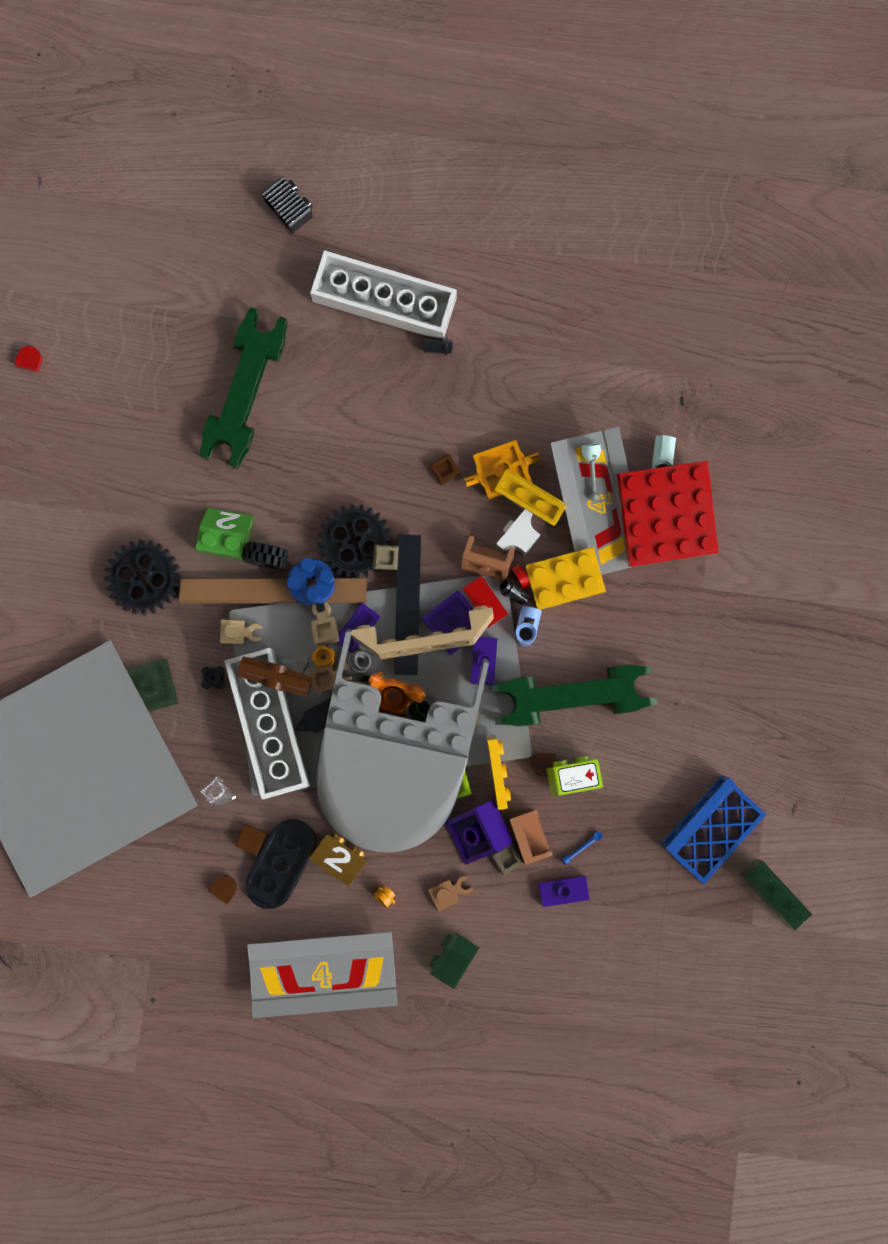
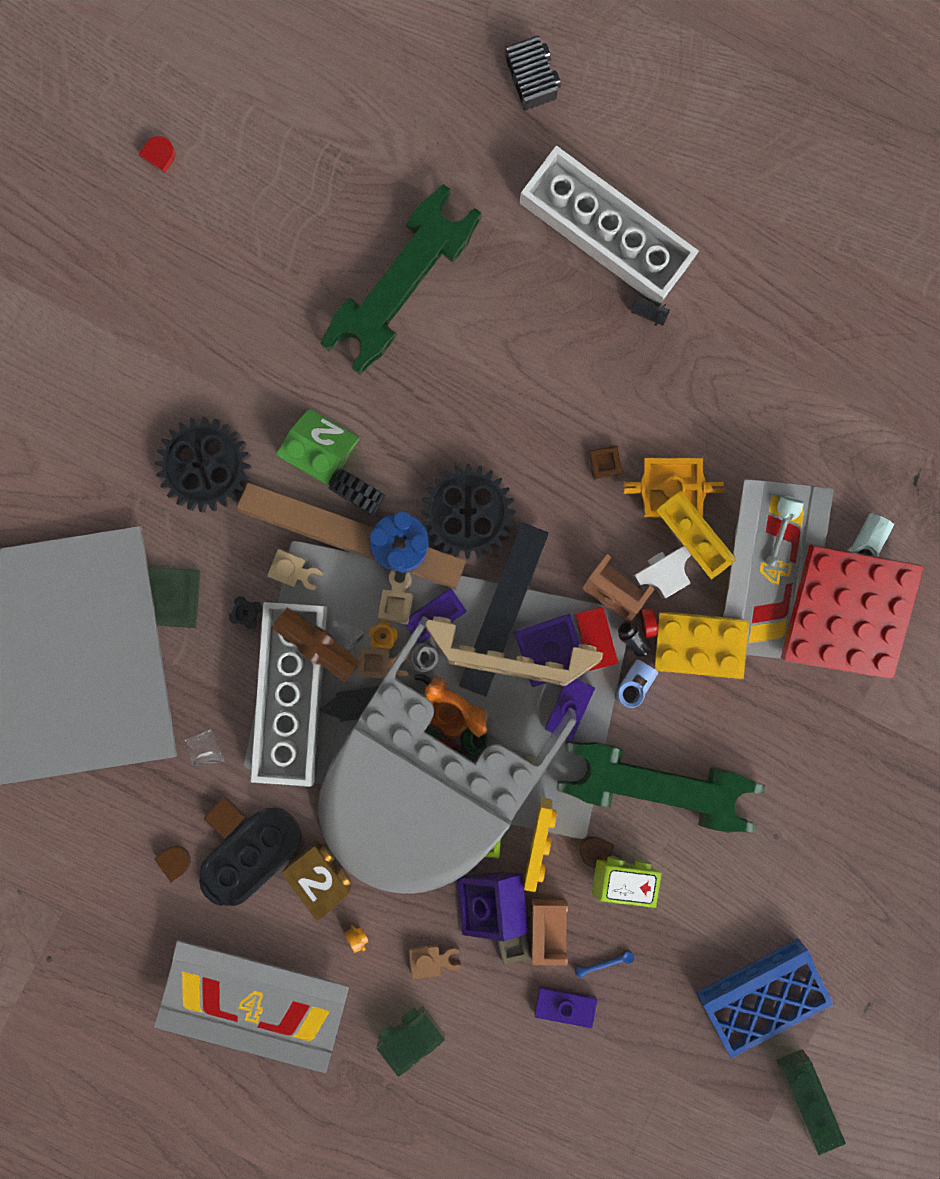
camera: 25 degrees right, 5 degrees up
(385, 557) = (497, 544): dark tan tile -> none

